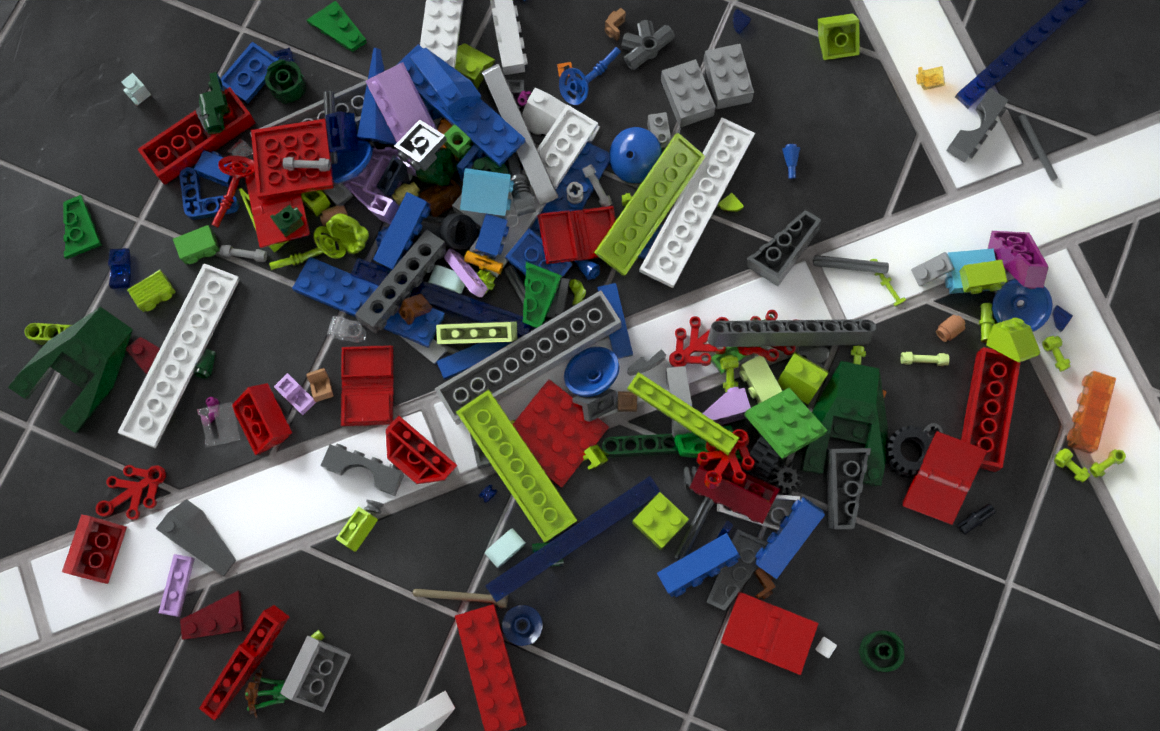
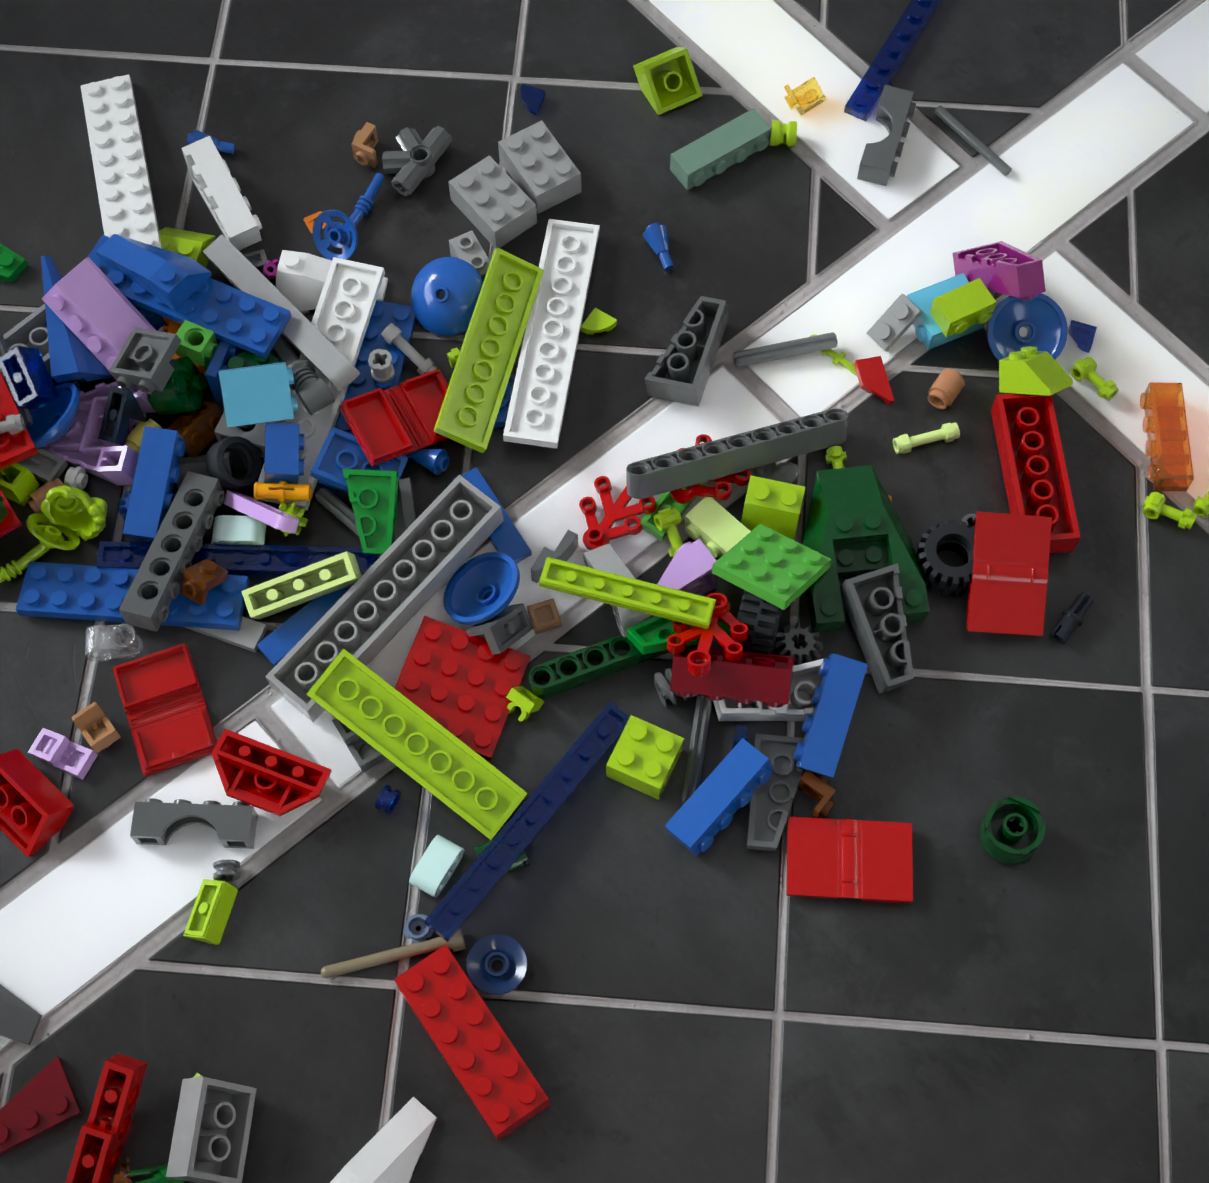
camera: 20 degrees left, 10 degrees down
(354, 208) = (76, 477): none -> white plate
(480, 579) = (410, 928): none -> sand blue plate
(578, 290) = (425, 490): lime arm -> none
(826, 647) = (934, 854): white sticker -> none
(857, 101) = (720, 149): none -> sand green brick
(904, 304) = (873, 378): none -> red tile
(905, 102) = (783, 133): none -> lime wheel
(986, 321) = (988, 367): lime pin -> none

